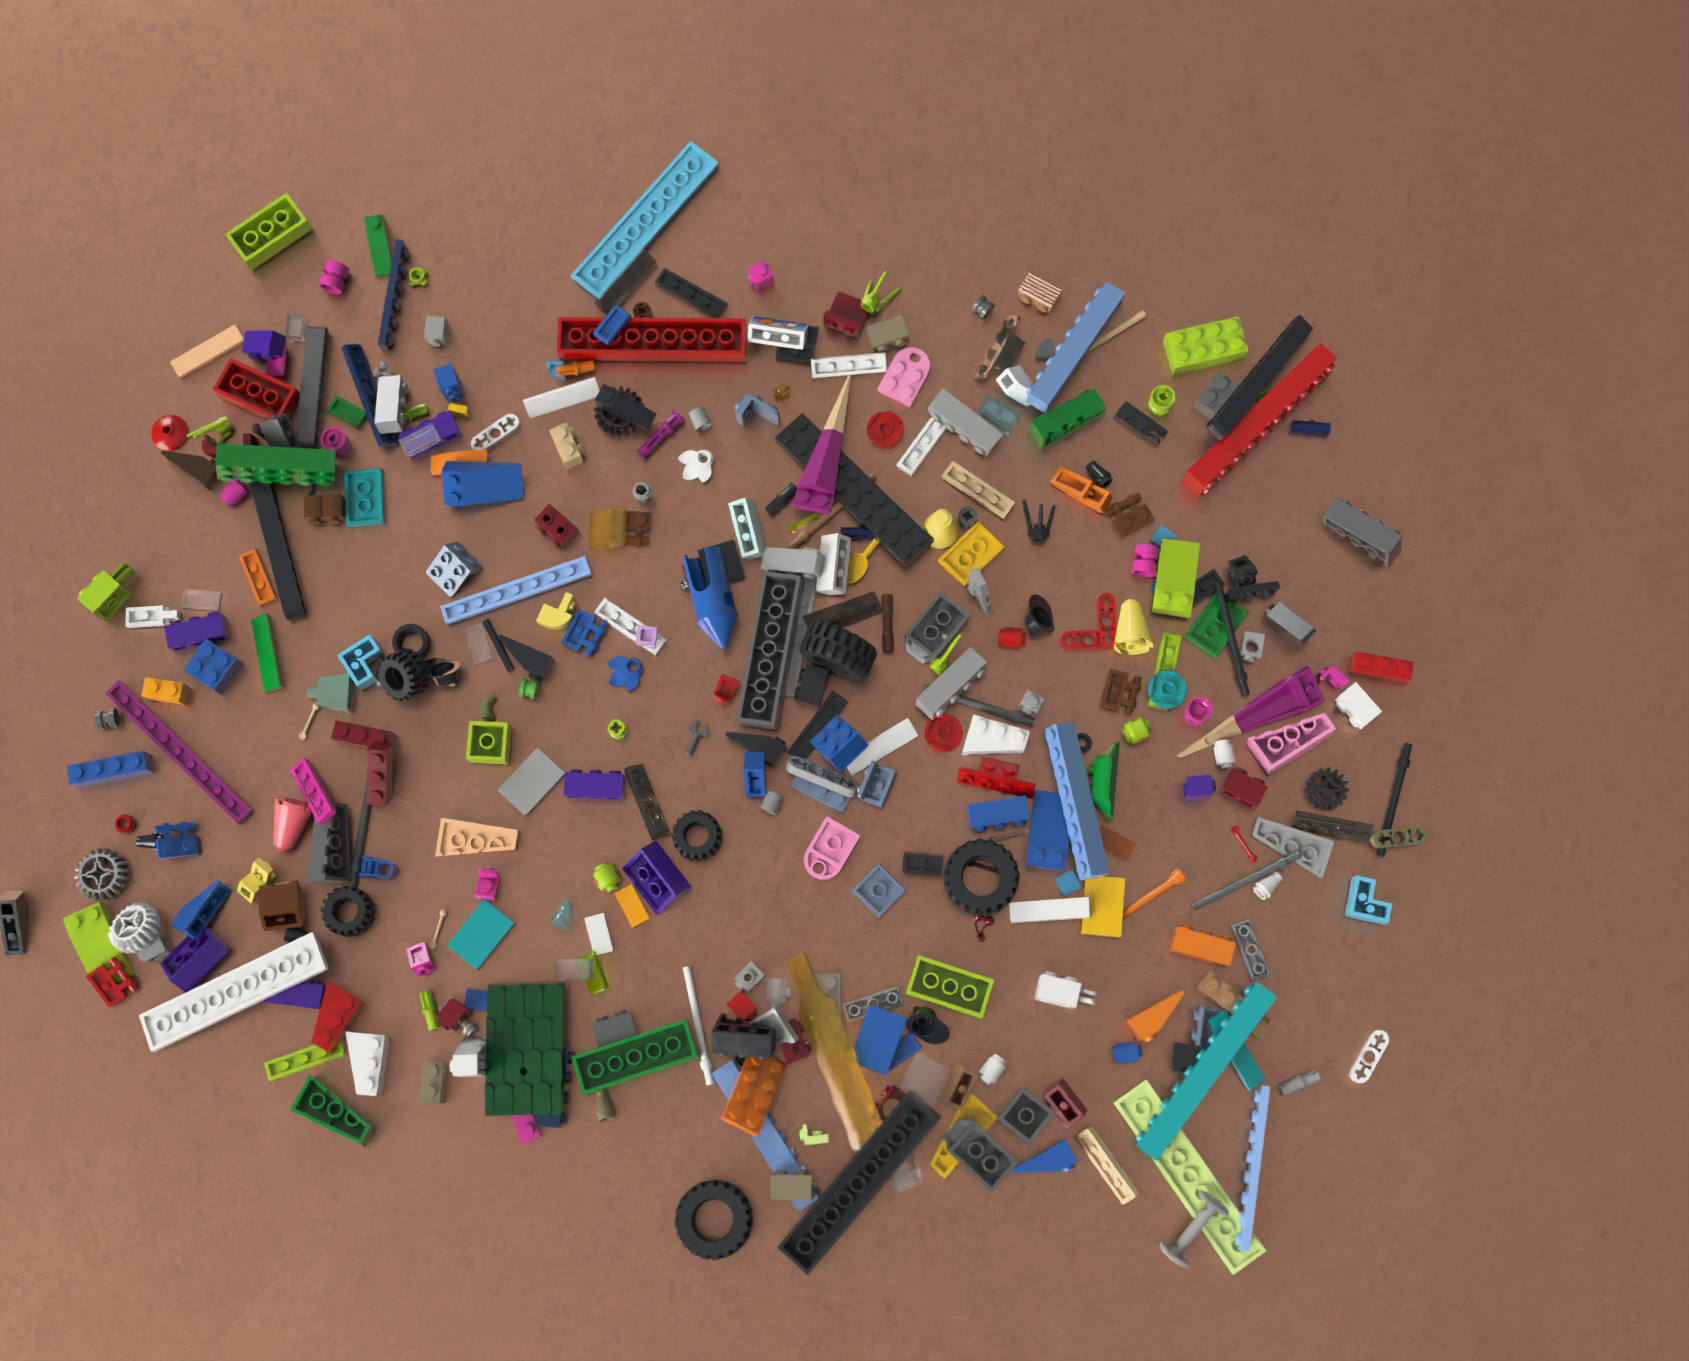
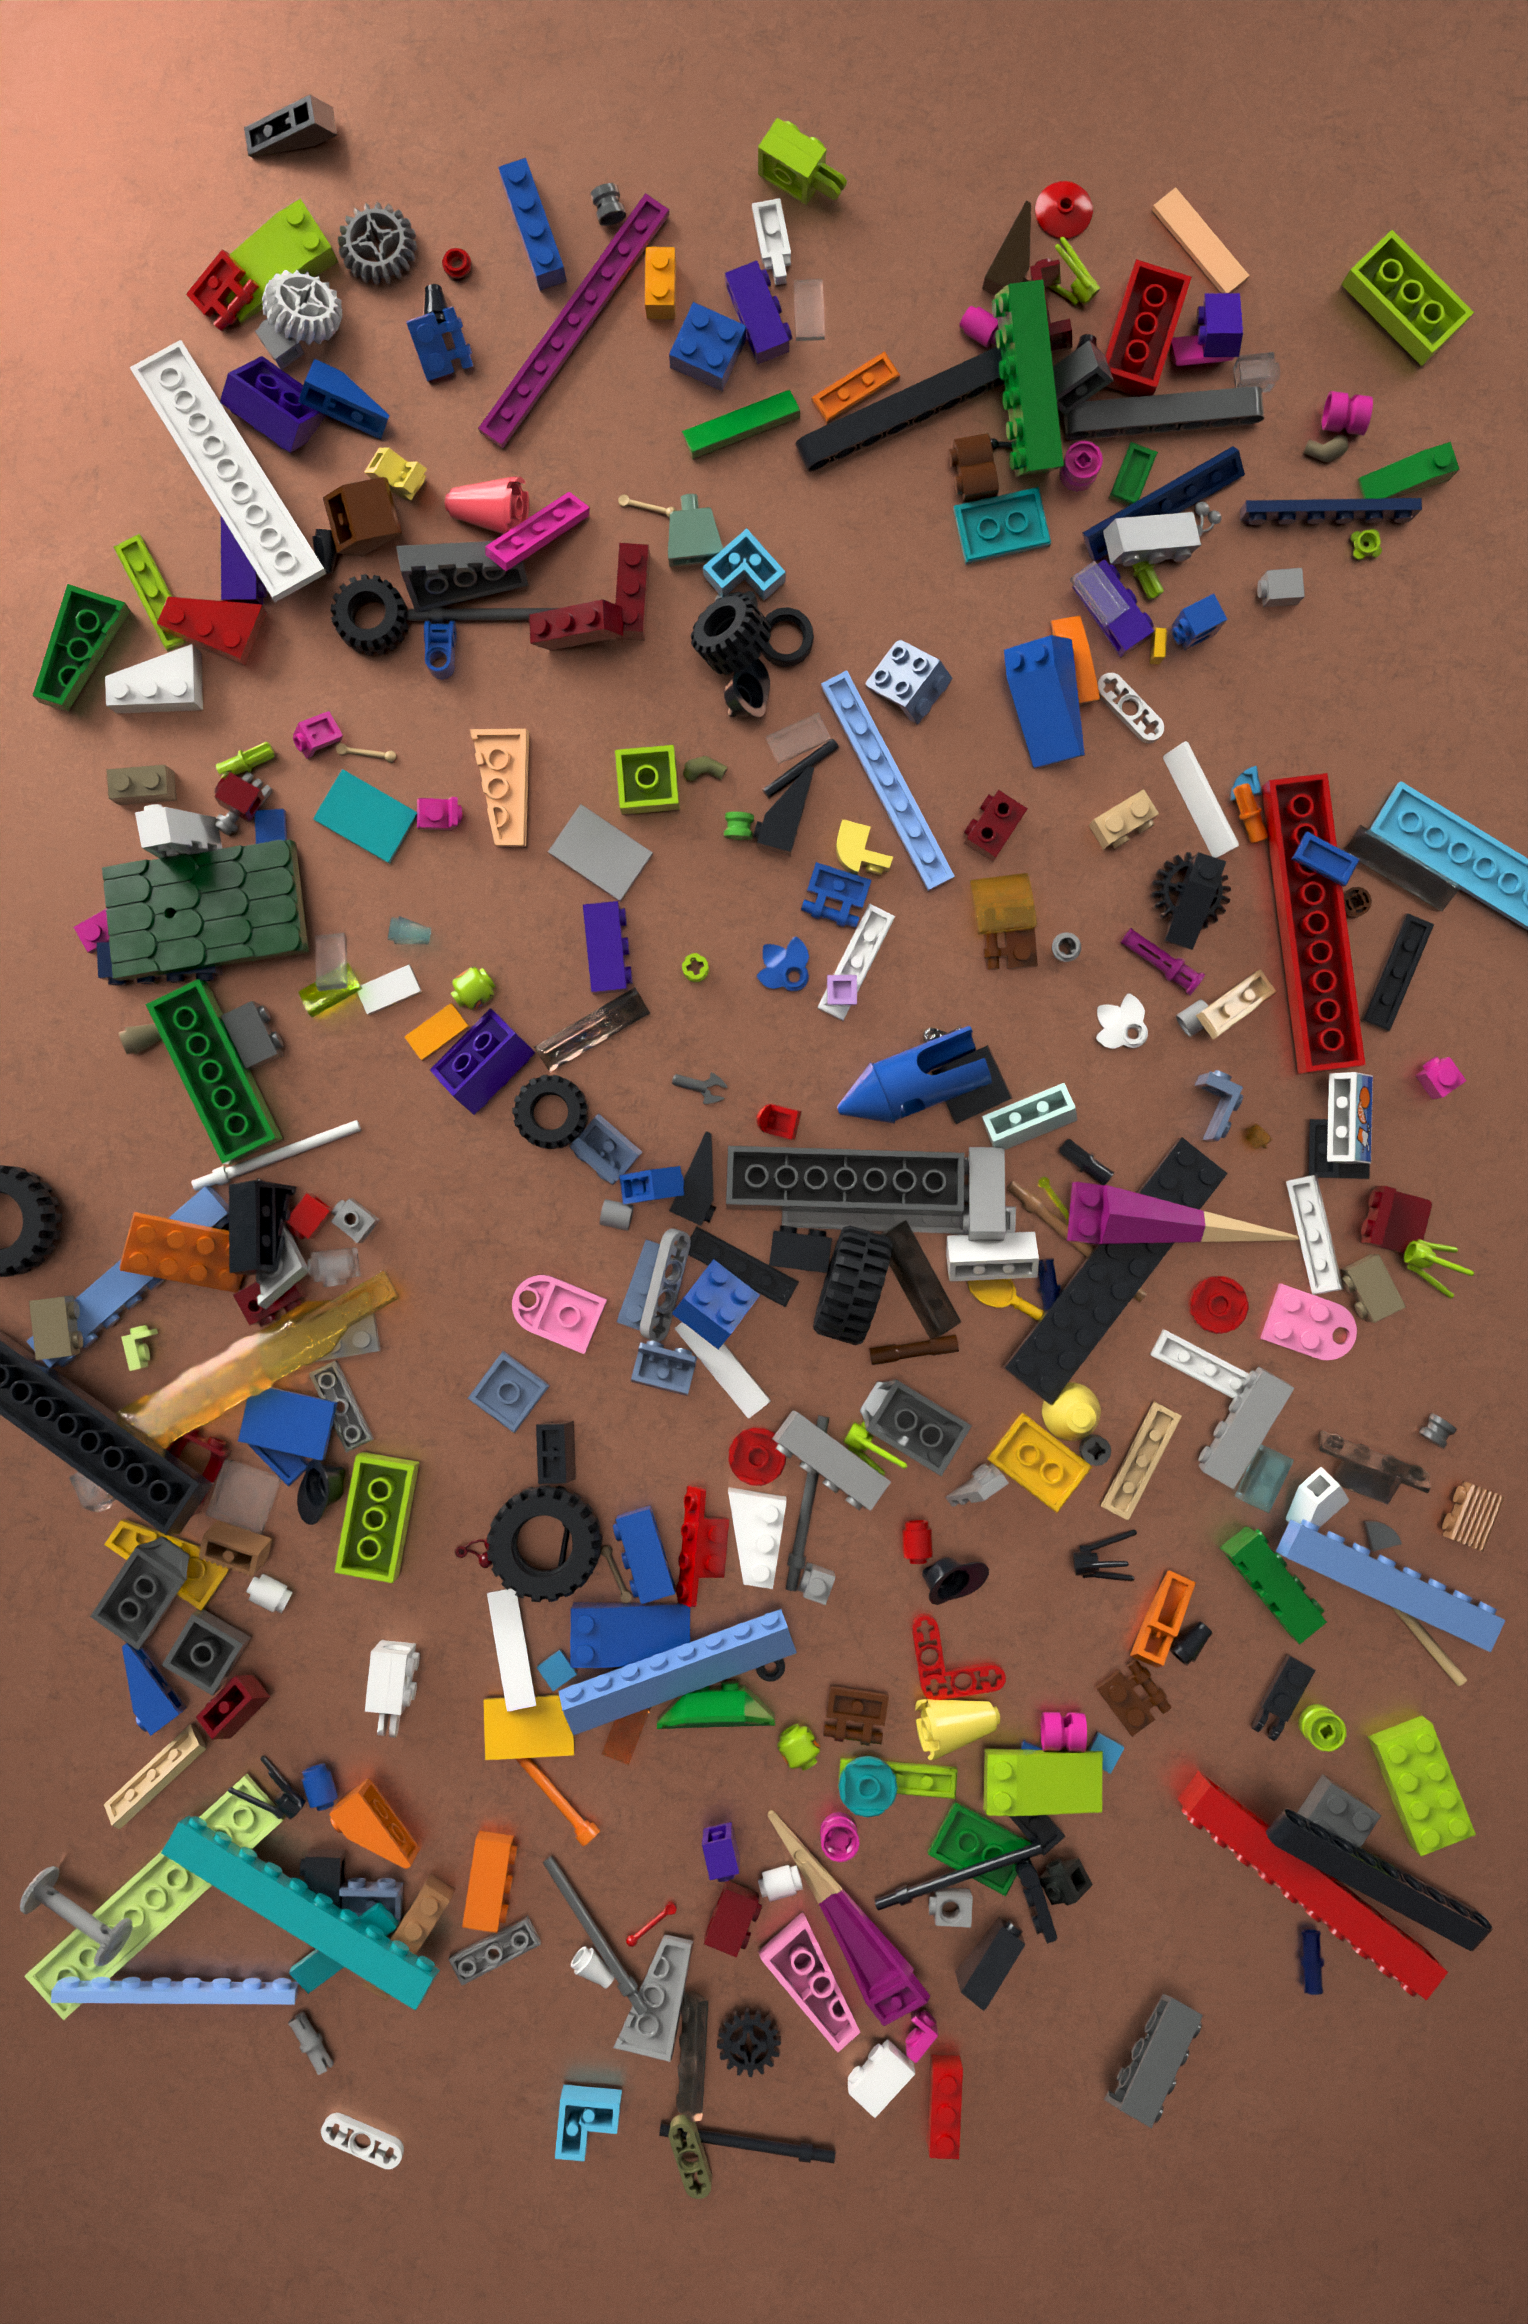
camera: 75 degrees right, 10 degrees up
(355, 292) = (1328, 451): none -> dark tan arm
(695, 392) = (1236, 1004): none -> tan tile
(727, 803) = (605, 1149): none -> sand blue bracket
(1133, 1074) = (287, 1801): none -> black plant

